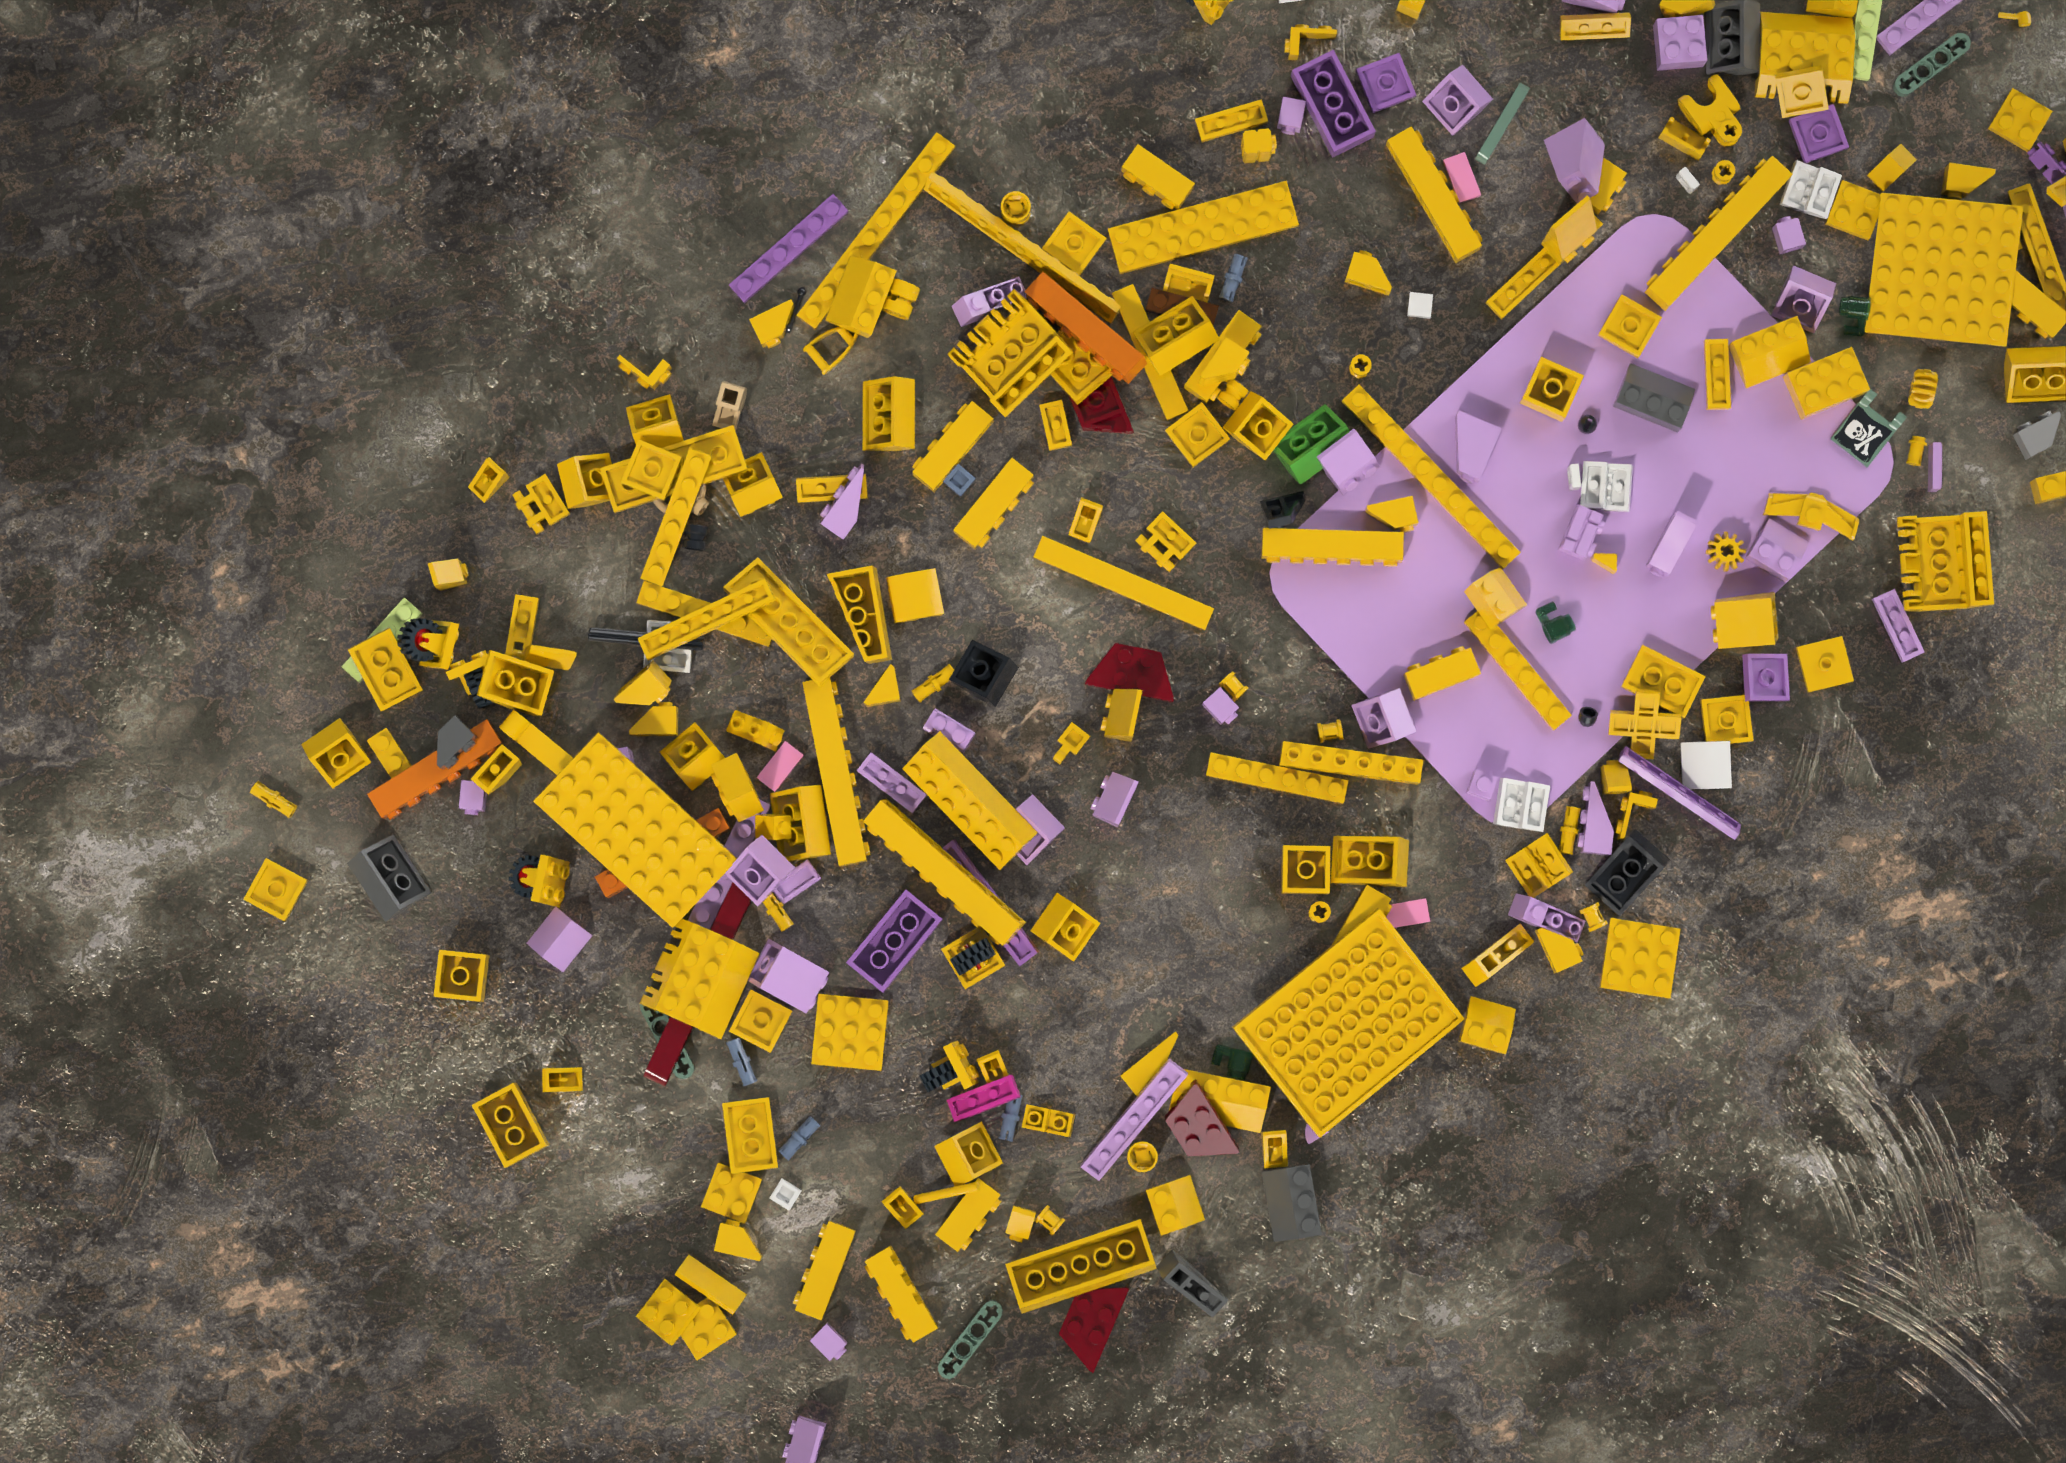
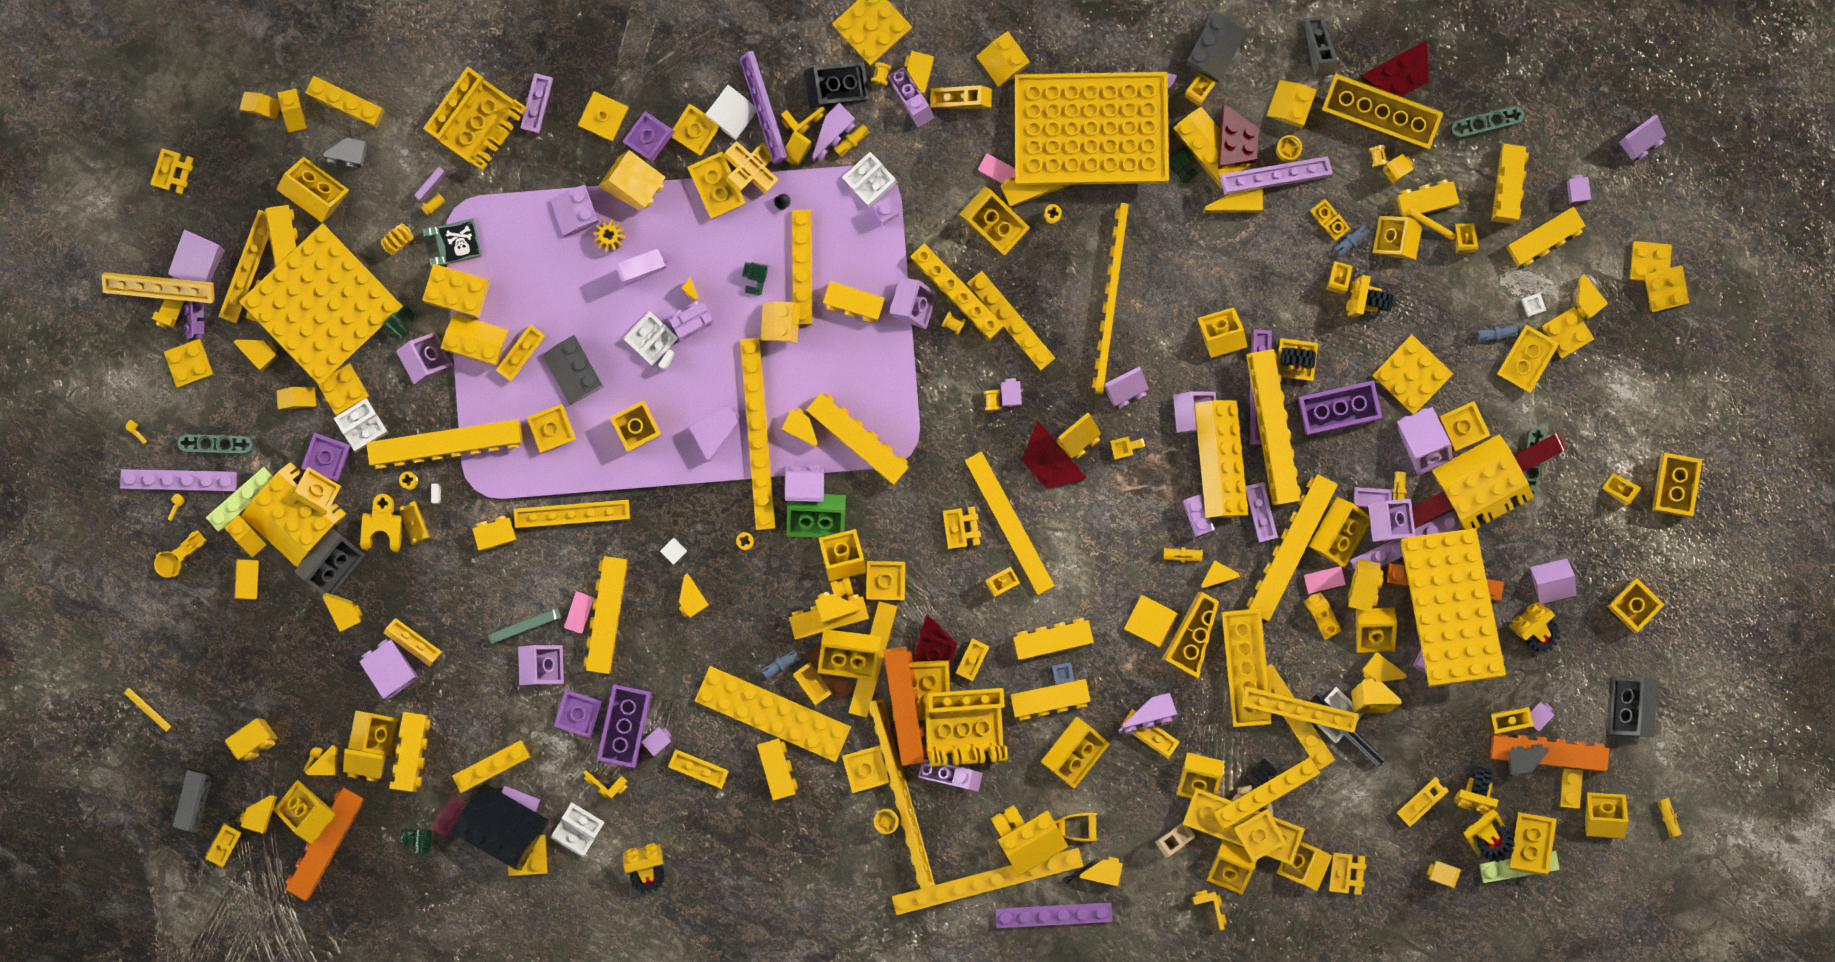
camera: 145 degrees left, 0 degrees up
(275, 889) = (1712, 757): yellow plate -> none
(488, 480) = (1369, 916): yellow slope -> none
(515, 683) = (1456, 765): yellow slope -> none
(535, 742) = (1470, 717): yellow beam -> none
(549, 657) = (1419, 767): yellow slope -> none
(710, 1284) = (1626, 285): yellow tile -> none
(735, 1047) = (1500, 398): sand blue pin -> none
(773, 826) = (1360, 543): yellow brick -> none
(983, 1098) = (1360, 264): dark pink plate -> none
(984, 673) = (1146, 535): black slope -> none
(1204, 882) = (1111, 290): none -> yellow plate
(1257, 145) = (696, 736): yellow brick -> none
(1282, 509) = (870, 488): black wing -> none
(1305, 870) = (1040, 246): yellow brick -> none
(1539, 866) = (889, 133): yellow slope -> none
(1571, 232) = (542, 515): yellow slope -> none
(1577, 159) = (499, 560): lavender slope -> none
(1581, 423) = (631, 391): black hinge -> none
(1680, 42) = (366, 587): lavender brick -> none
(1788, 235) = (400, 407): lavender brick -> none
(1812, 512) = (532, 217): yellow plate -> none

